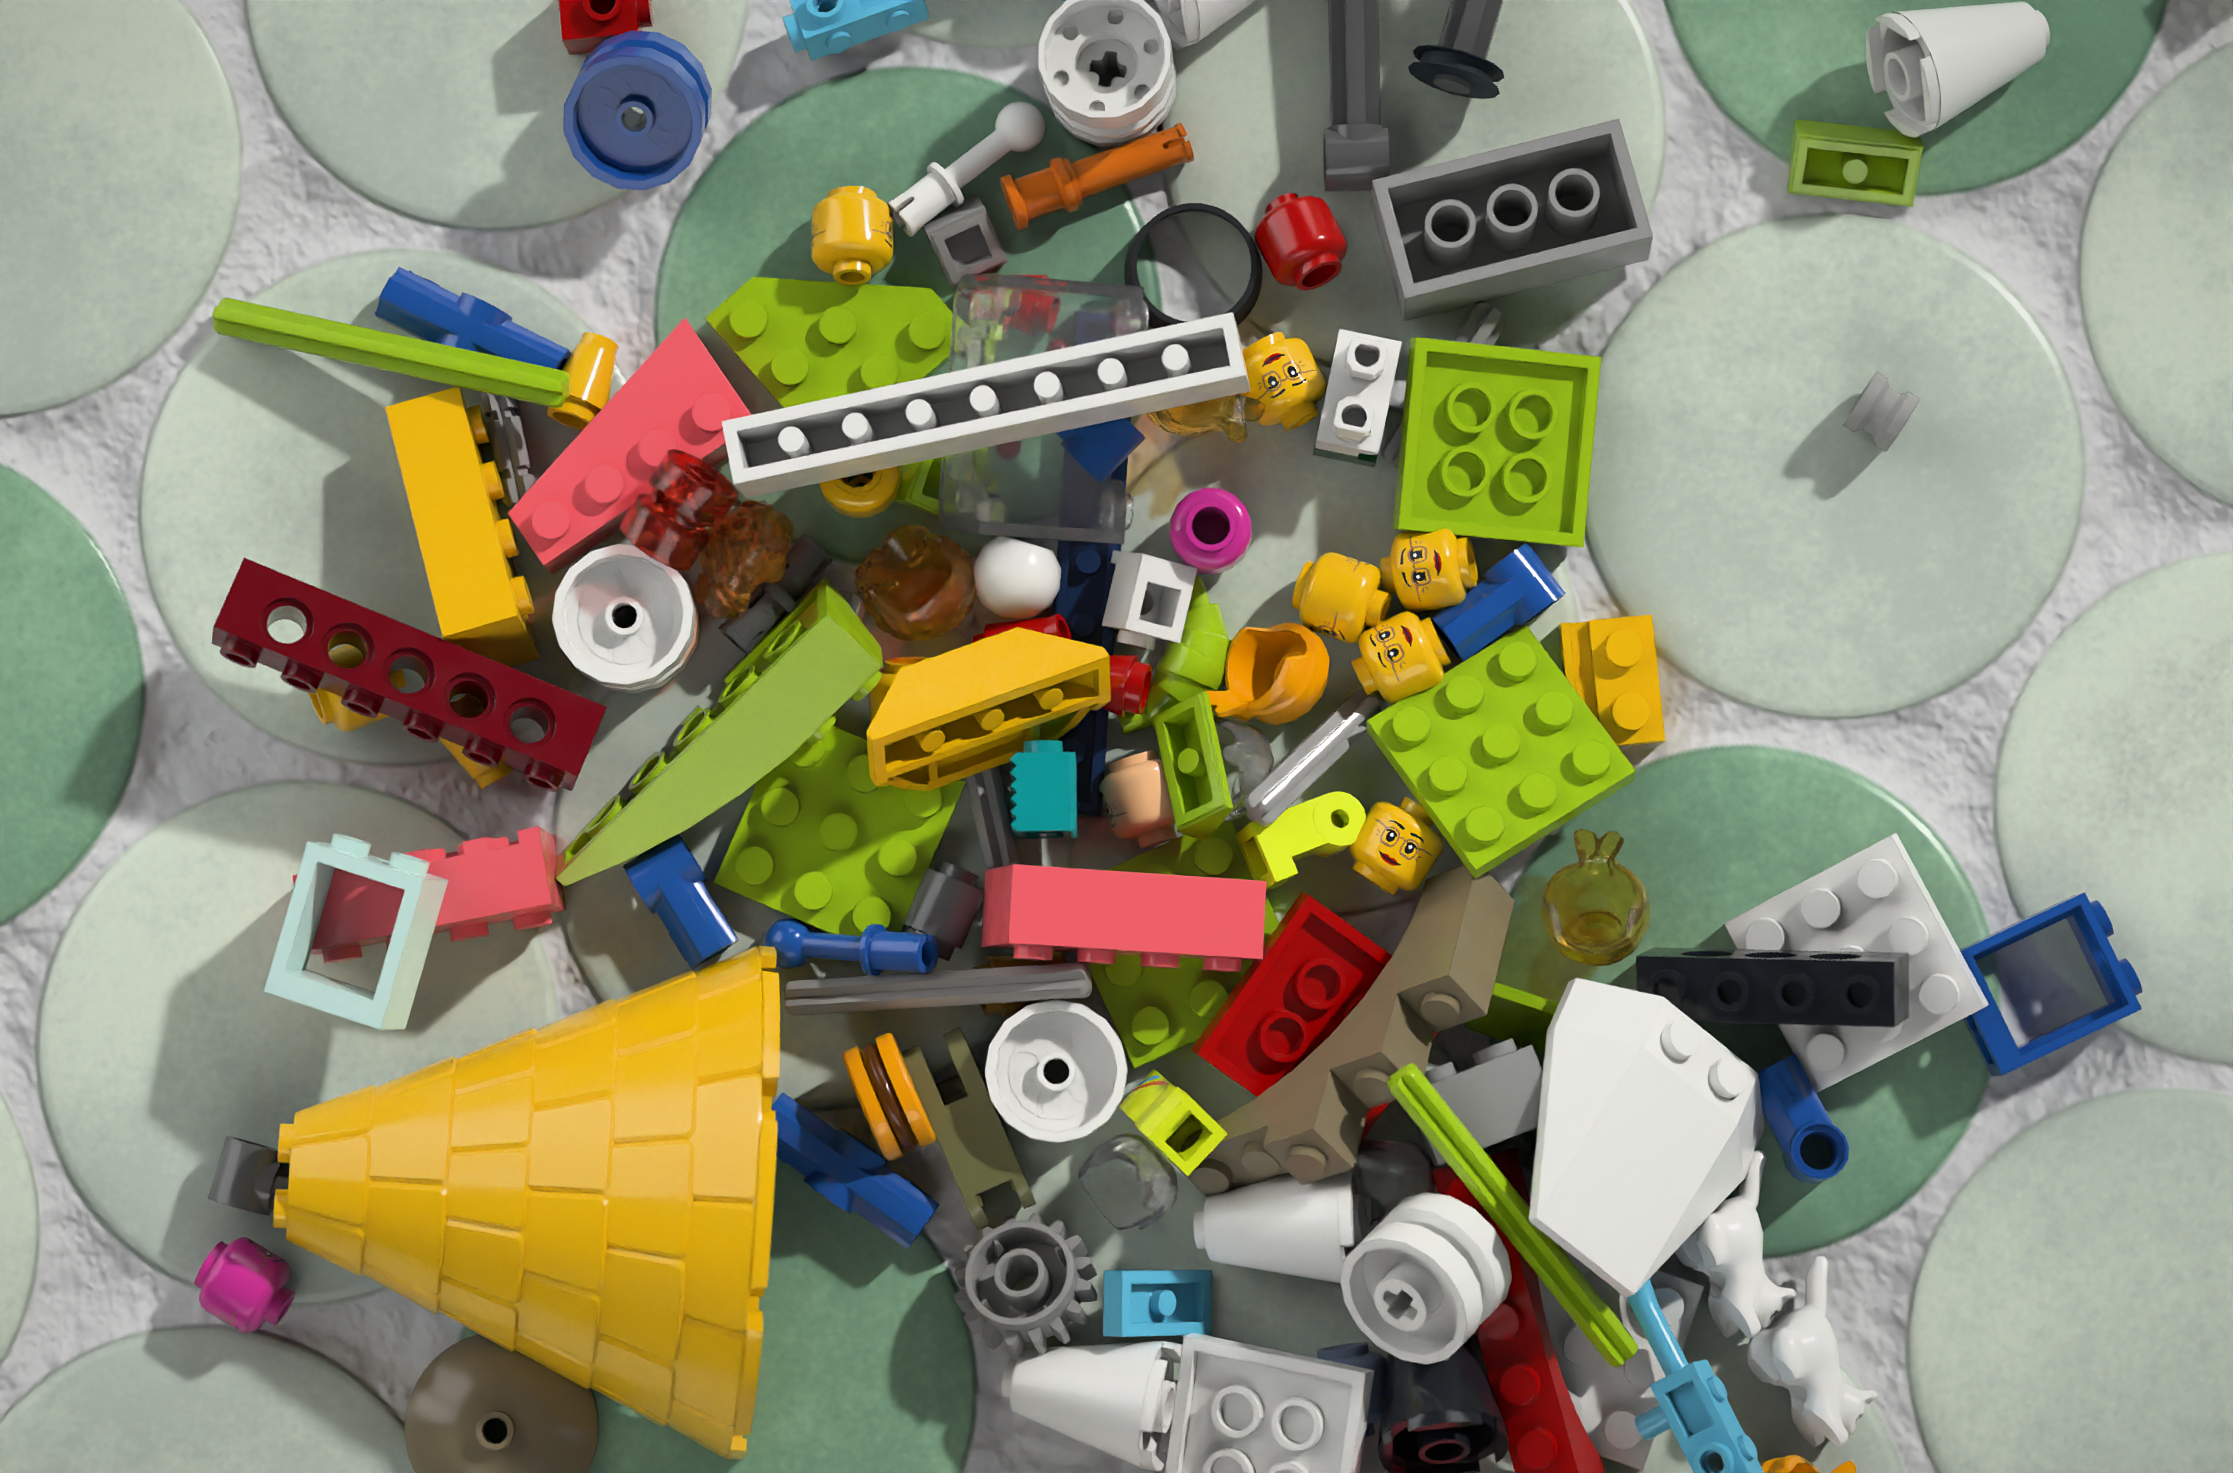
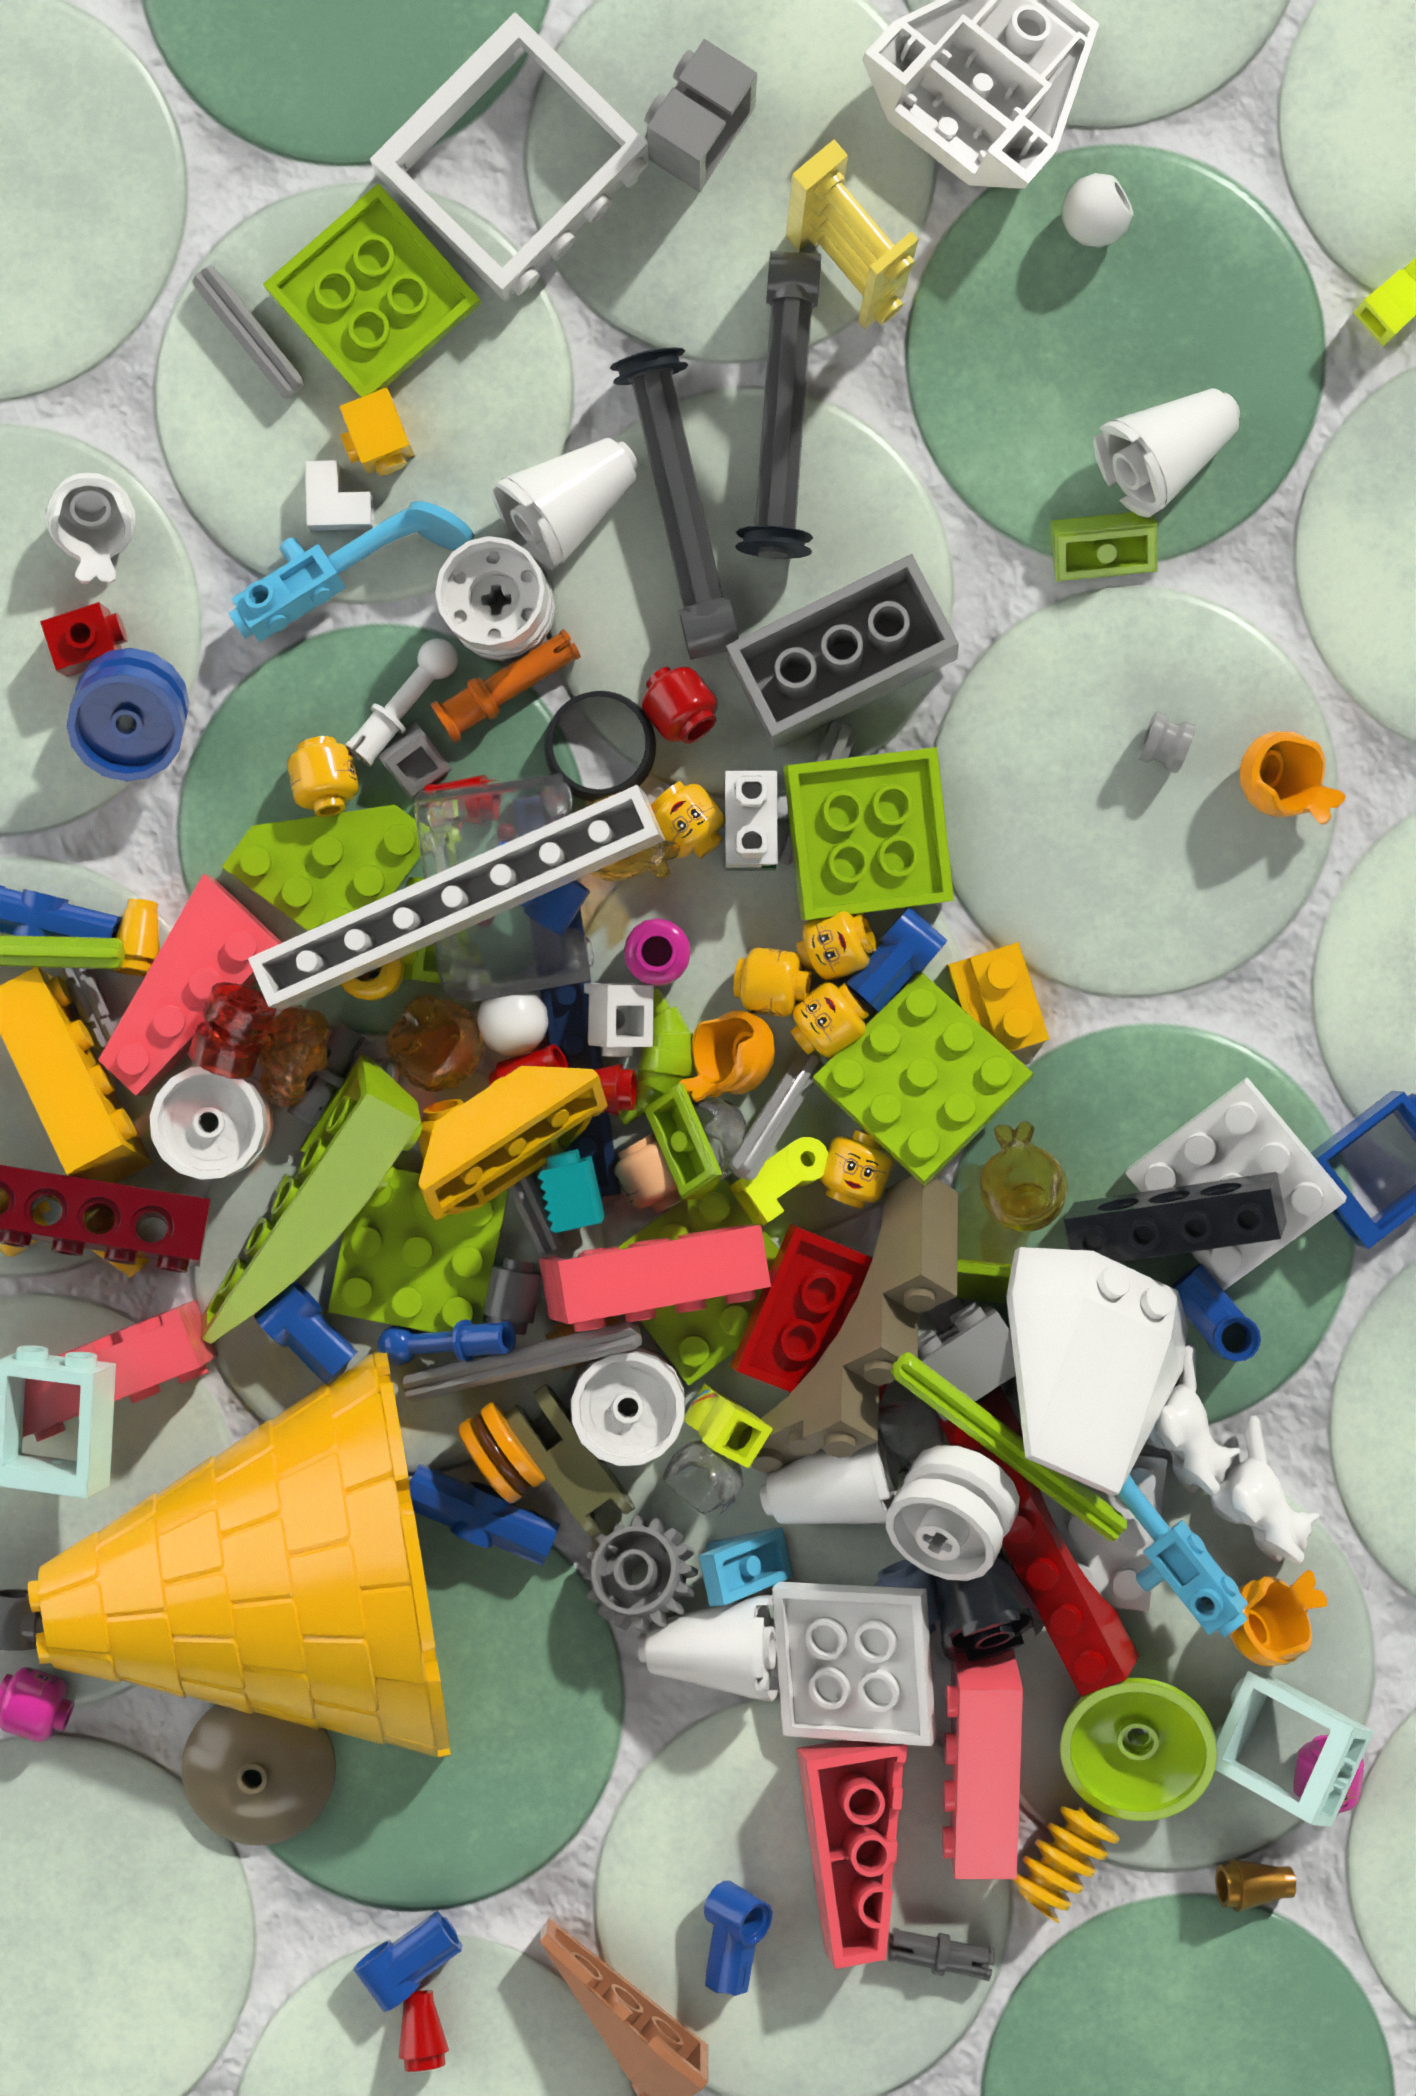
camera: 15 degrees left, 5 degrees up
(2016, 483) = (1285, 777): none -> light orange hat

